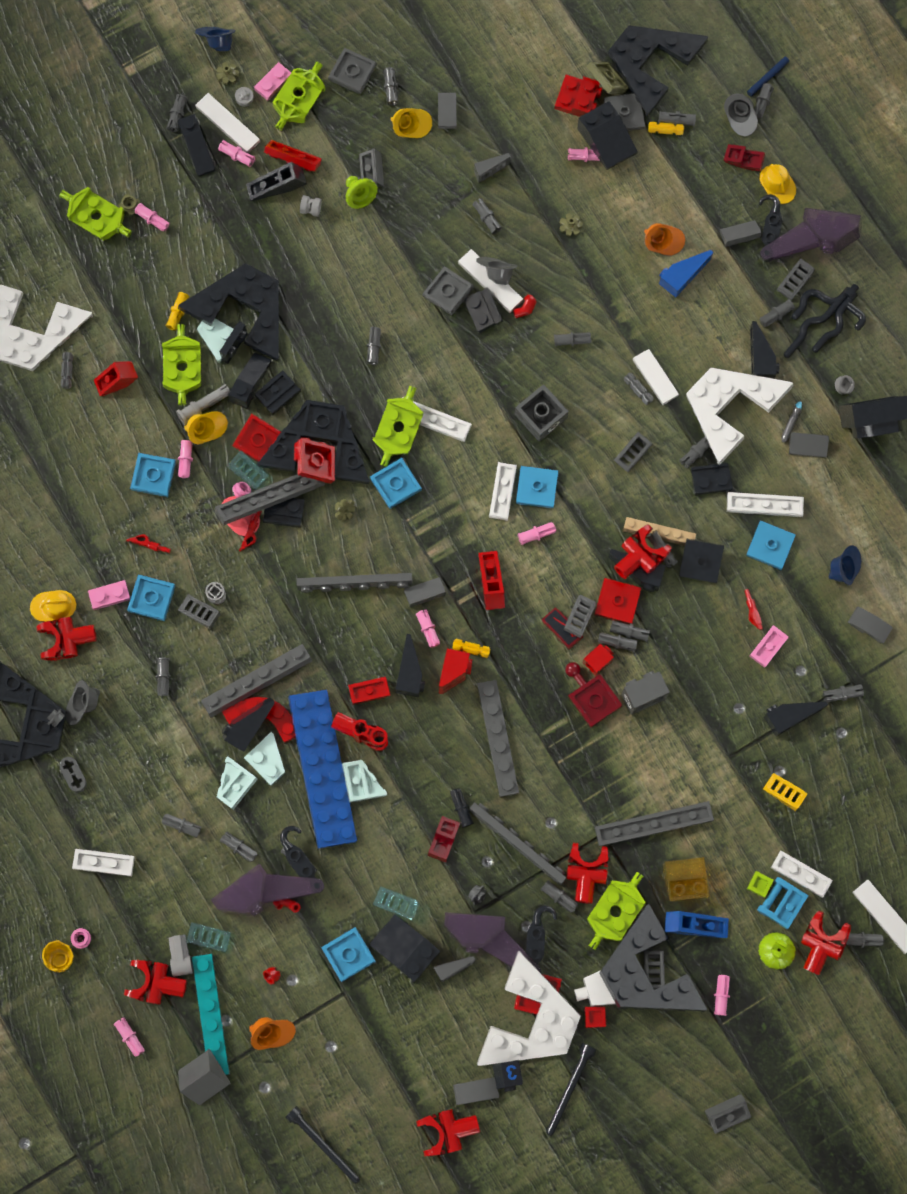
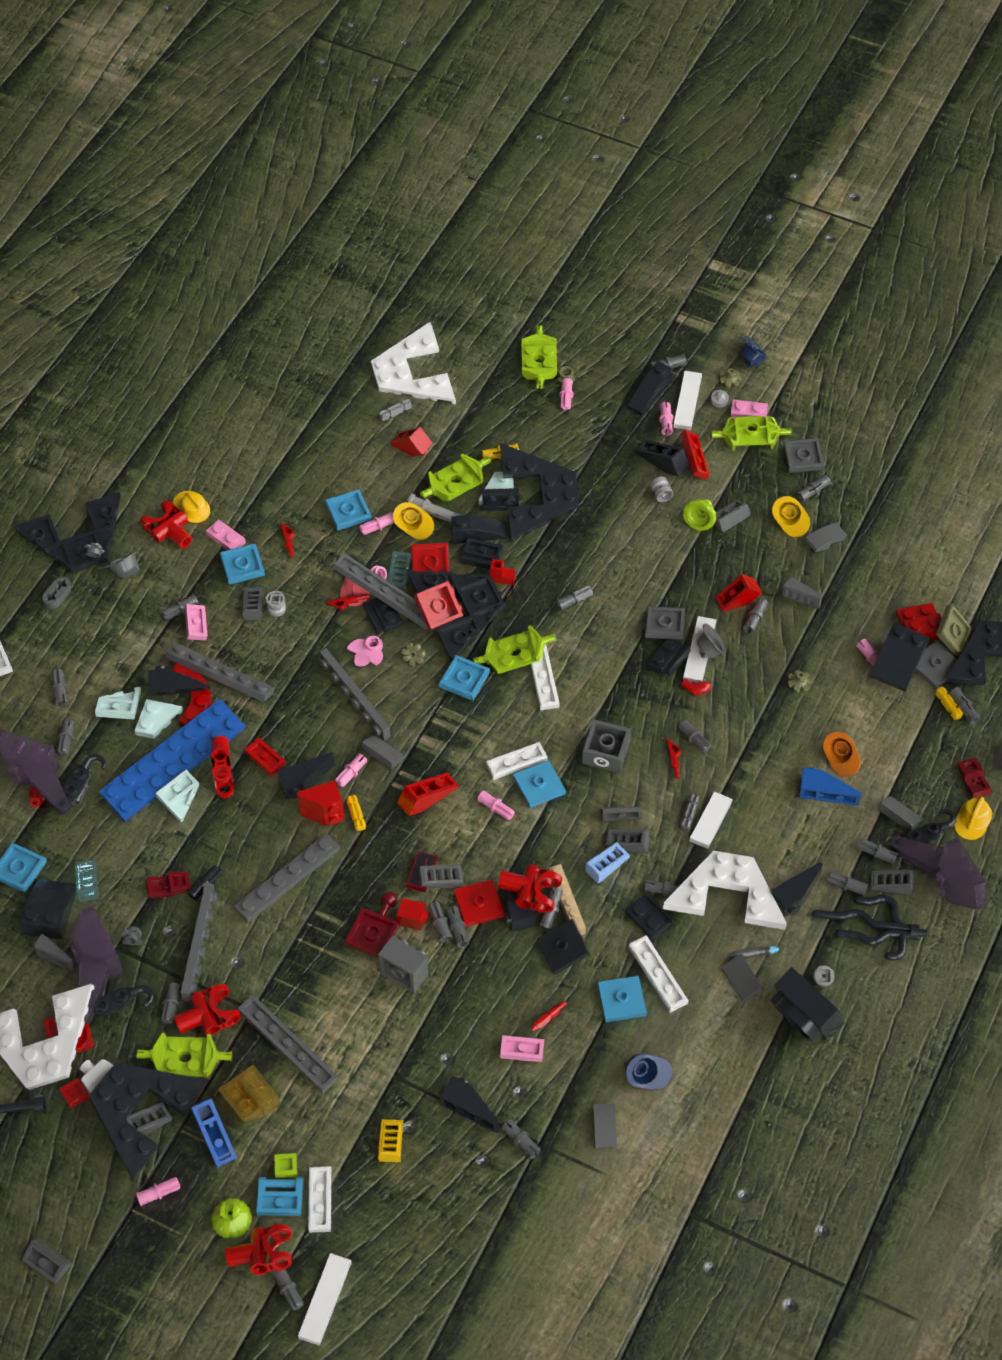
camera: 60 degrees right, 20 degrees down
(190, 671) = (196, 622): none -> bright pink plate
(308, 390) = (500, 574): none -> red piece
(314, 549) = (366, 653): none -> bright pink plate
(458, 215) = (738, 593): none -> red slope
(578, 367) = (673, 757): none -> red hand
(605, 439) = (621, 813): none -> dark grey slope
(647, 495) = (597, 871): none -> light blue slope
(764, 272) = (878, 851): none -> dark grey axle

